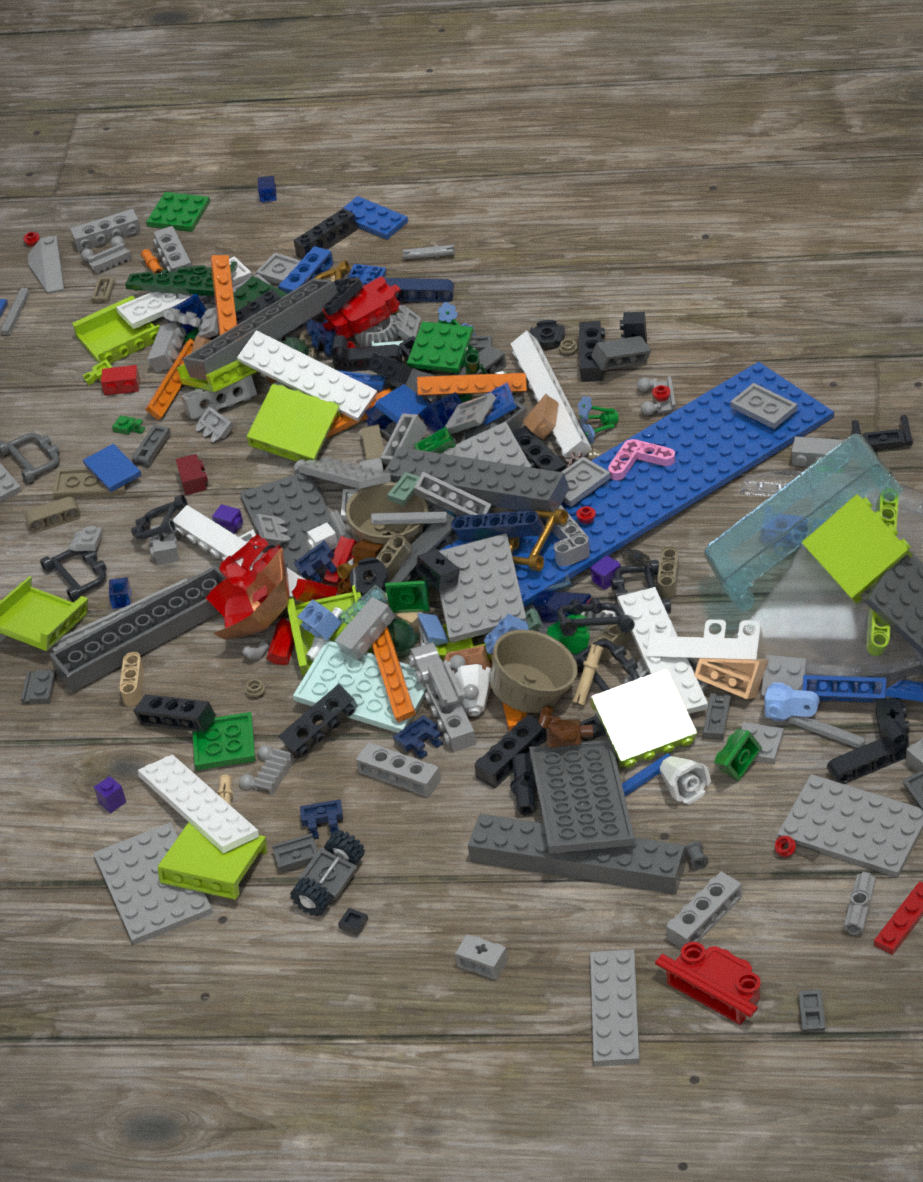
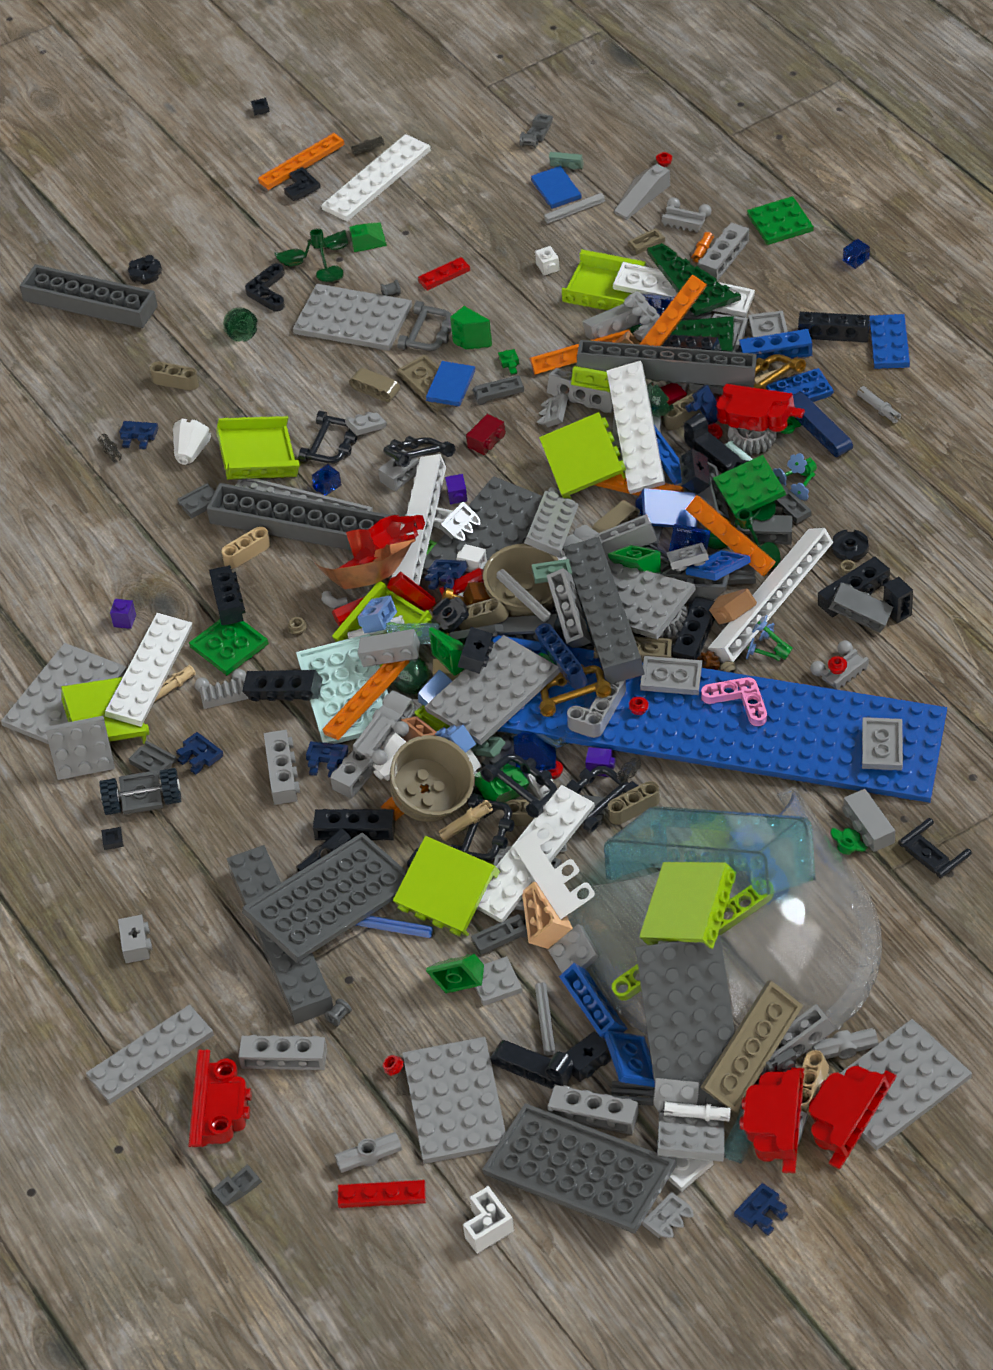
camera: 50 degrees right, 5 degrees up
(52, 351) = (547, 260): none -> white brick
(74, 425) = (470, 329): none -> green slope
(92, 376) = (552, 304): lime plate -> none
(104, 229) = (712, 193): light grey brick -> none
(120, 380) = (551, 321): red brick -> none
(240, 886) = (80, 747): none -> light grey plate
(346, 290) = (761, 382): black beam -> none
(407, 323) = (776, 448): light grey plate -> none
(563, 732) = (392, 843): reddish brown torso -> none
(685, 778) = (407, 954): white cone -> none
(784, 702) = (540, 968): light blue piece -> none

